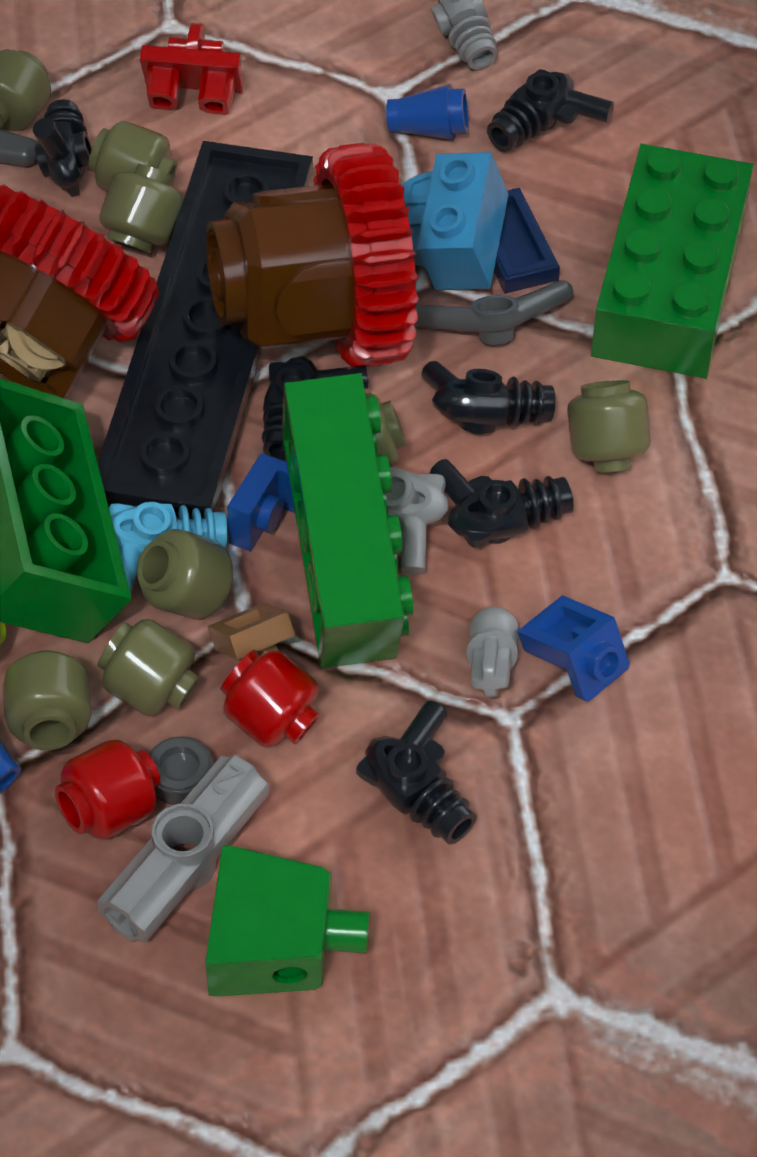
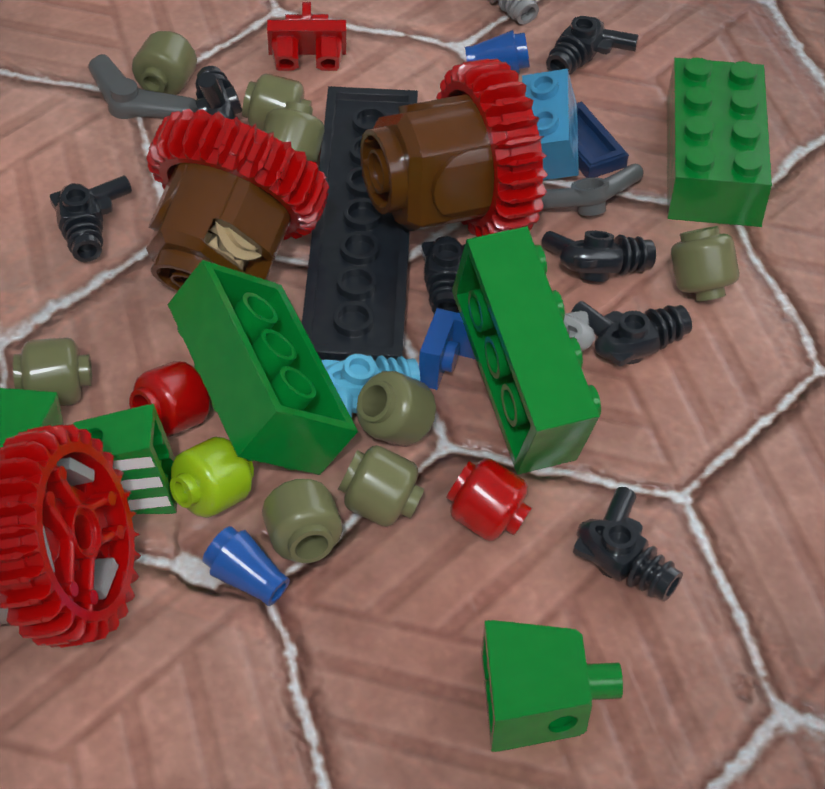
camera: 10 degrees left, 5 degrees down
(107, 789) = (370, 588): red head -> none
(162, 876) = (434, 652): light grey piece -> none
(180, 766) = (423, 567): dark grey tile -> none
(250, 630) = (458, 448): medium nougat plate -> none
(492, 649) = (656, 443): light grey axle -> none
(579, 642) = (724, 427): blue bracket -> none

